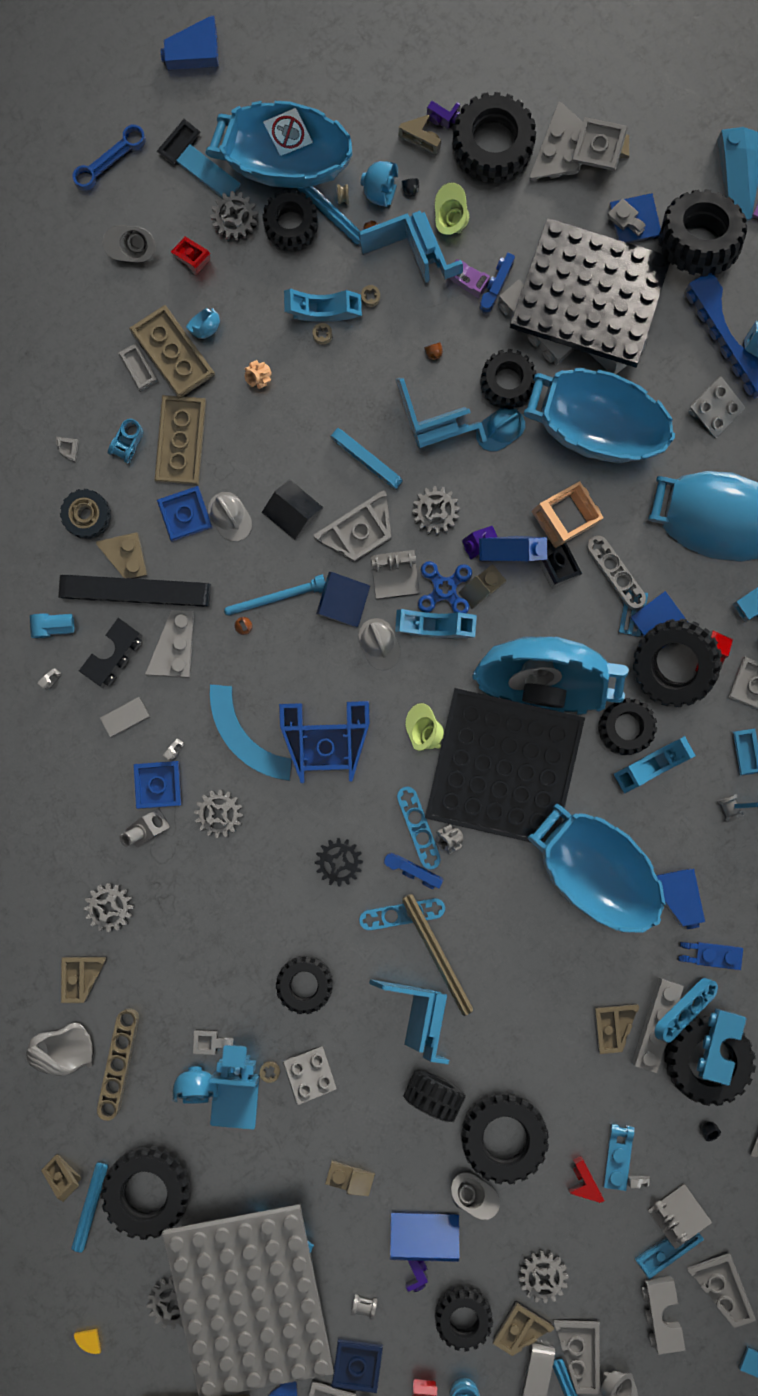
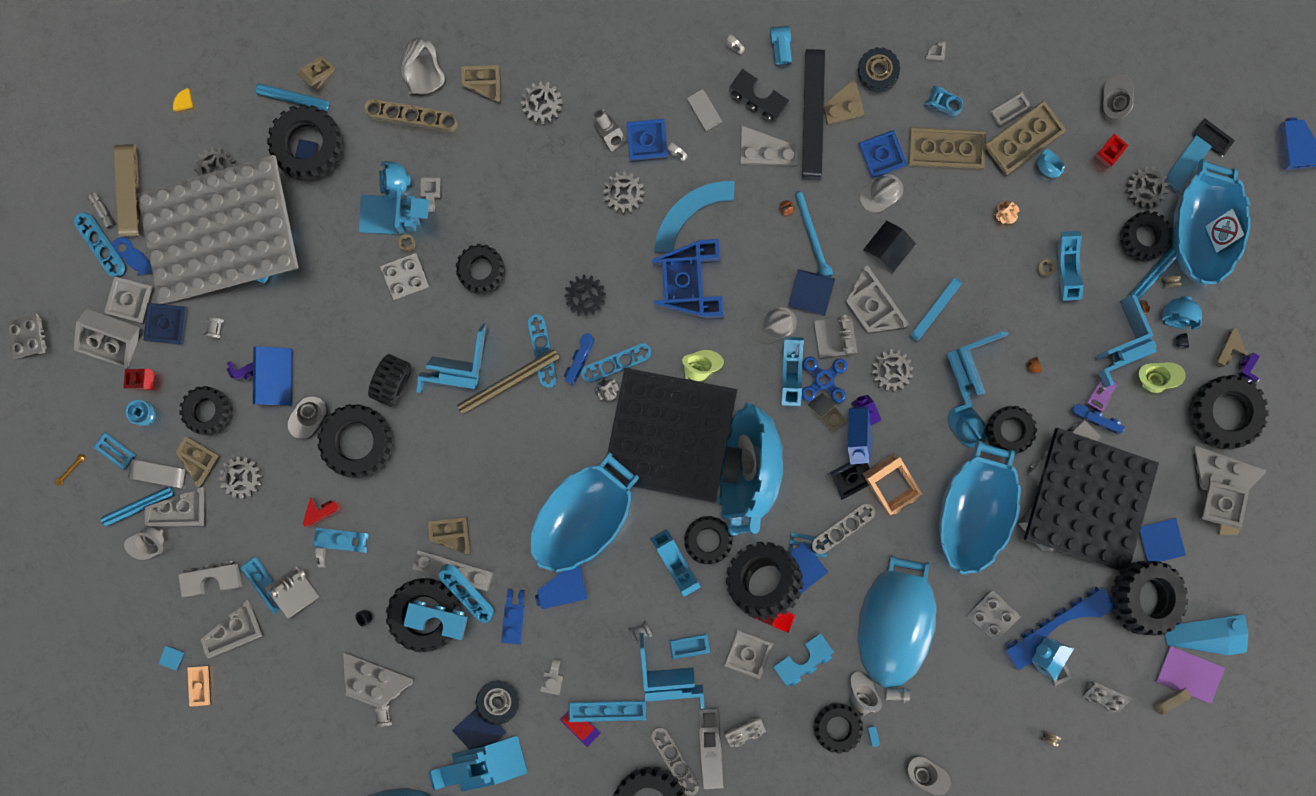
camera: 90 degrees right, 0 degrees up
(109, 157) = (1199, 80): blue piece -> none
(154, 1191) = (306, 149): none -> blue tile
(349, 1178) = (318, 313): dark tan slope -> none
(369, 289) = (1087, 308): dark tan bush -> none
(625, 215) = (1163, 531): light grey plate -> none

